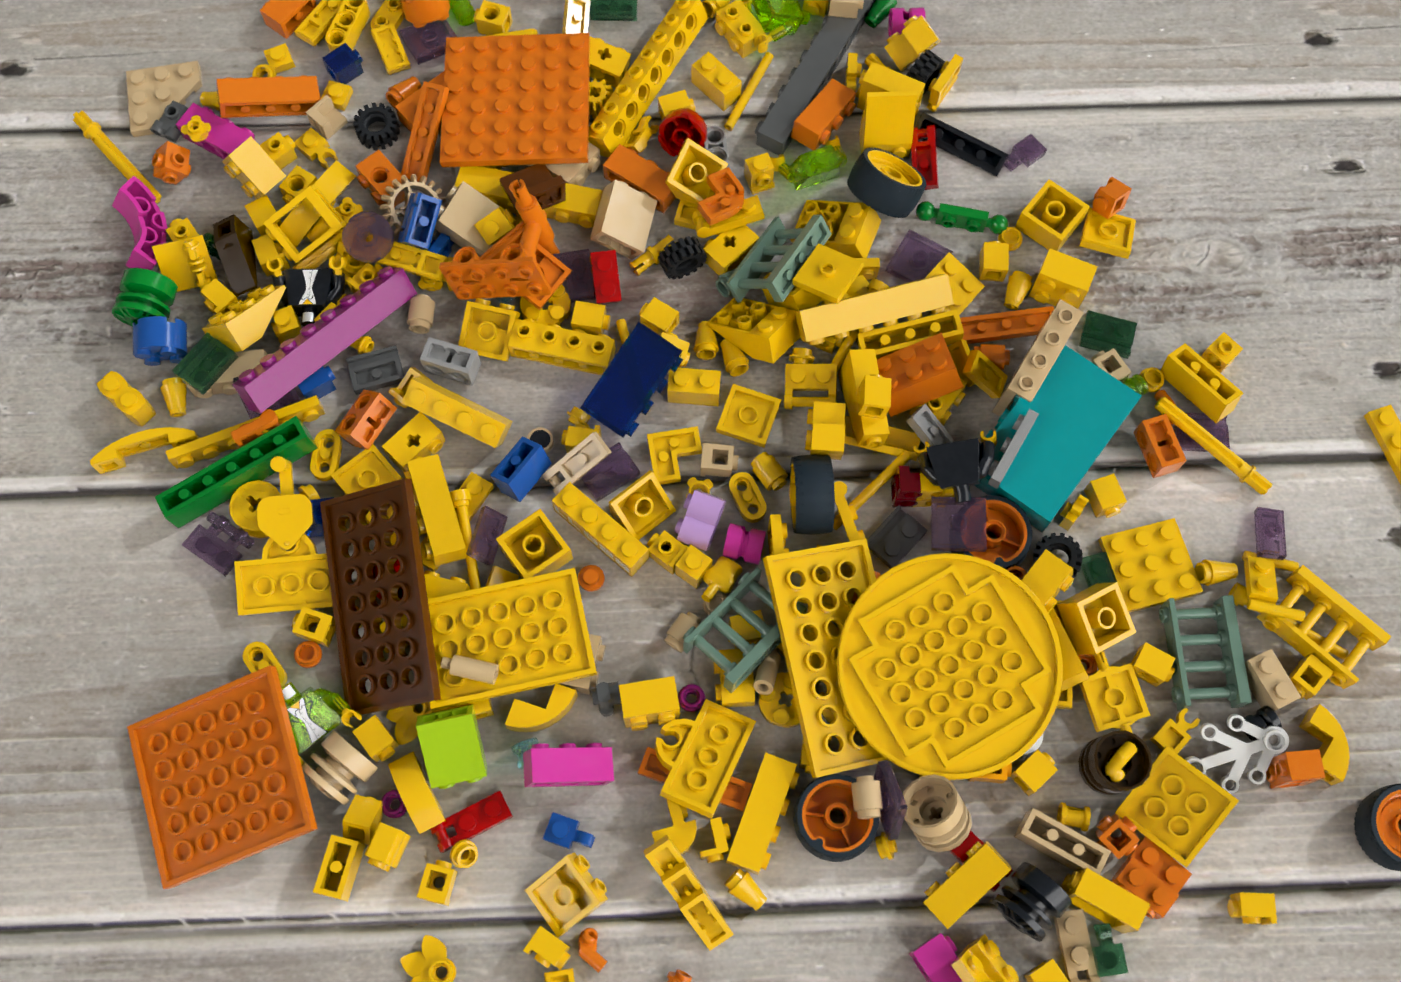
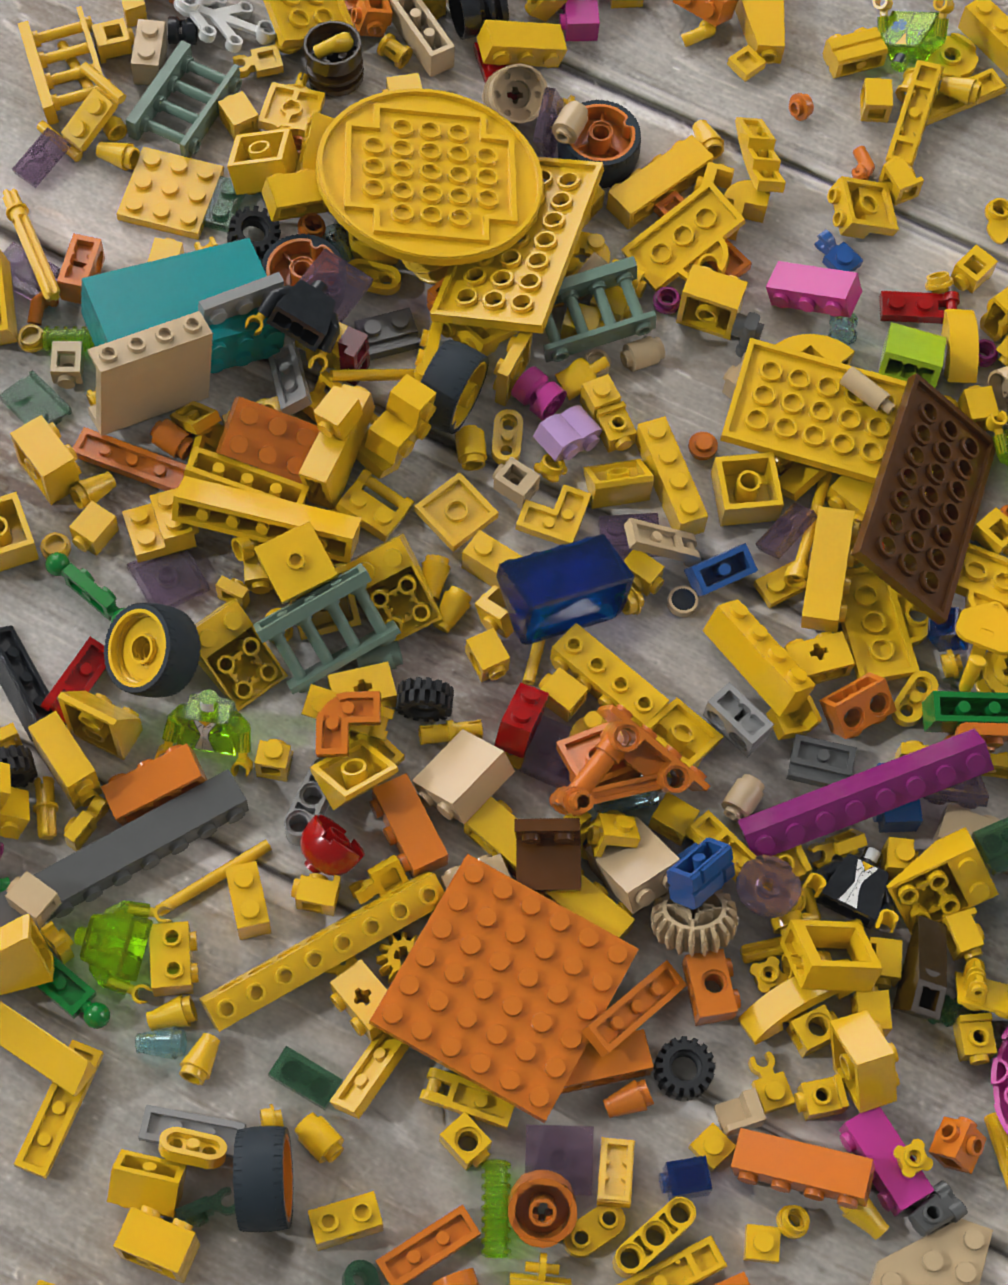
camera: 155 degrees left, 5 degrees down
(801, 356) = (367, 539): yellow plate -> none

